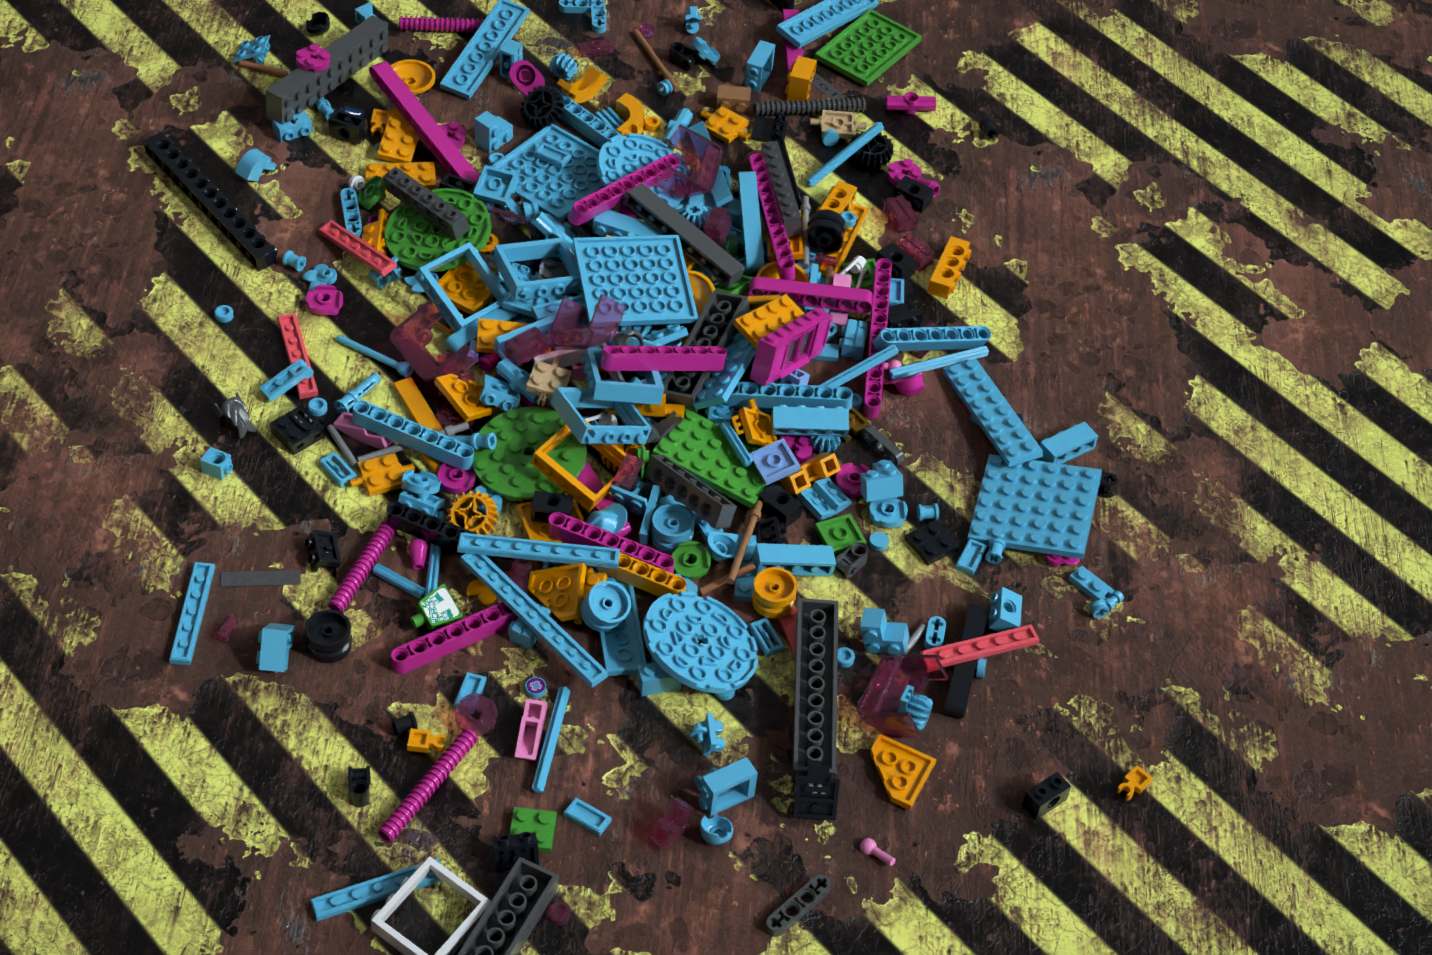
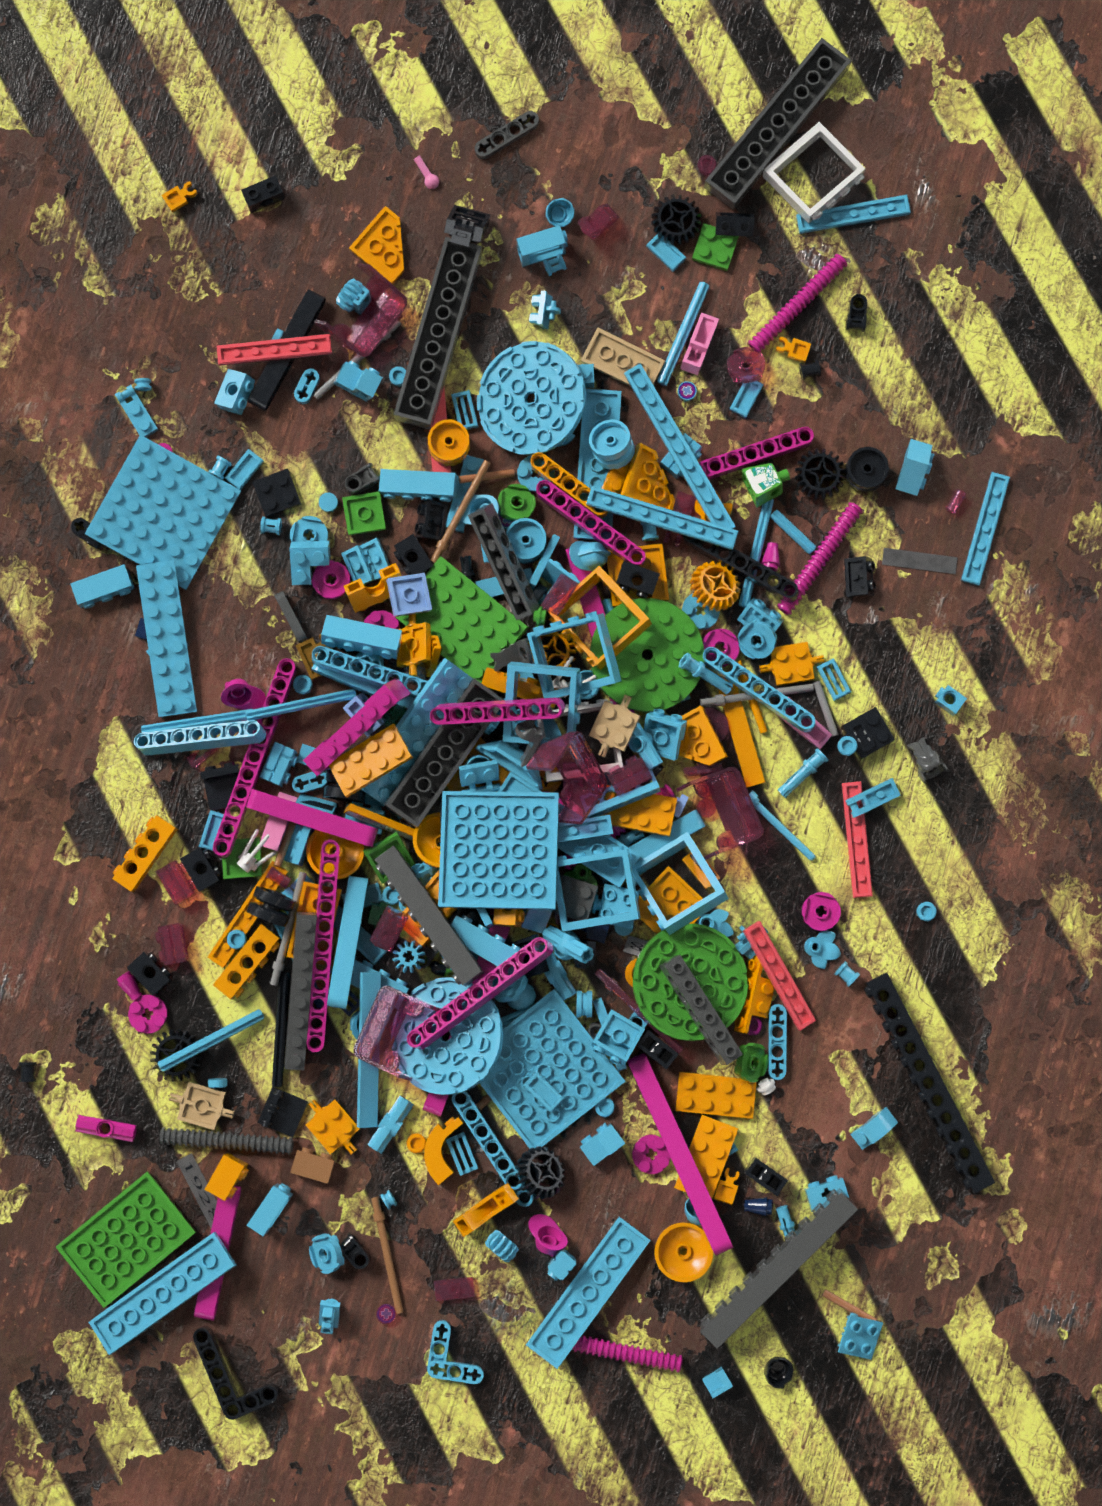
camera: 160 degrees left, 35 degrees up
(313, 58) = (786, 1258): dark pink plate -> none
(366, 625) = (823, 458): none -> black gear
(584, 837) = (688, 212): none -> black gear
(612, 703) = (615, 356): none -> tan plate
(736, 444) = (441, 626): medium azure axle -> none

